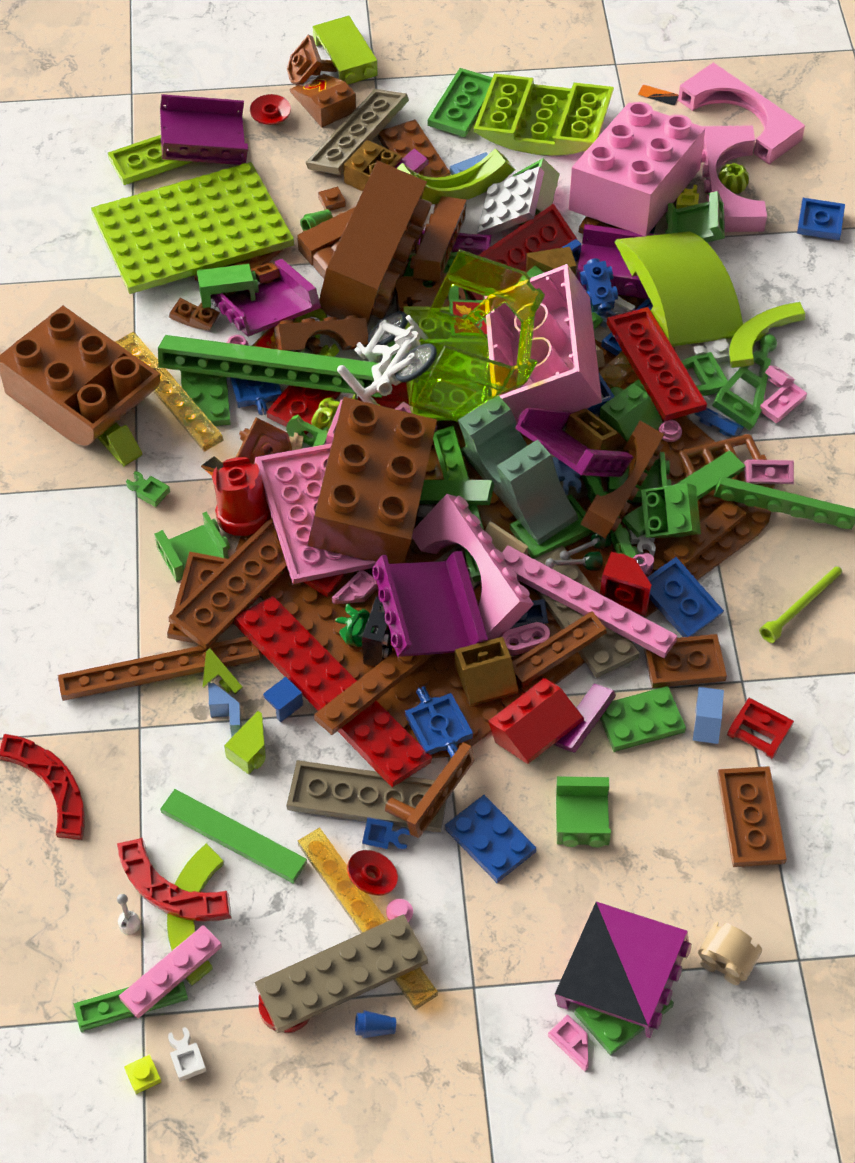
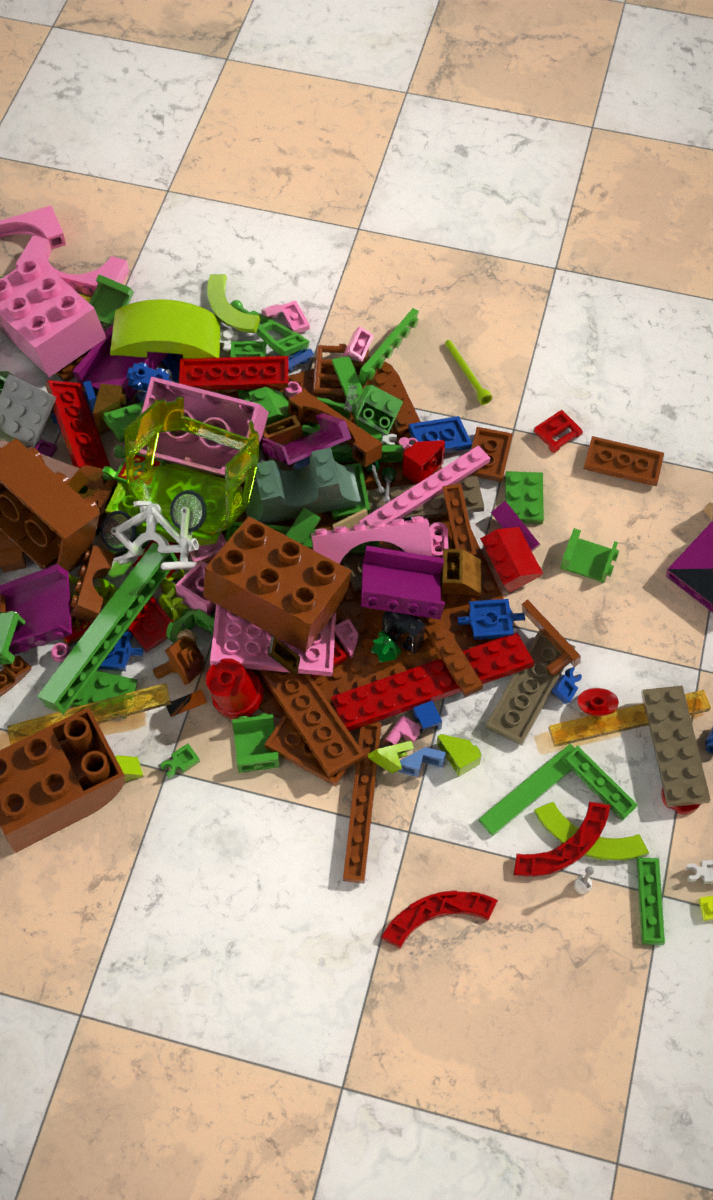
camera: 70 degrees left, 5 degrees up
(170, 971) = (639, 863): bright pink plate -> none
(260, 681) = (404, 729): none -> bright pink piece
(264, 905) = (599, 782): none -> bright green tile
(283, 517) = (284, 655): none -> dark brown slope
(399, 907) = (631, 696): bright pink plate -> none
(490, 838) = (589, 620): blue plate -> none
(673, 477) = (352, 398): none -> clear plate
(708, 715) = (535, 452): medium blue slope -> none
(734, 177) = (74, 265): lime piece -> none
(821, 218) = (139, 233): blue plate -> none

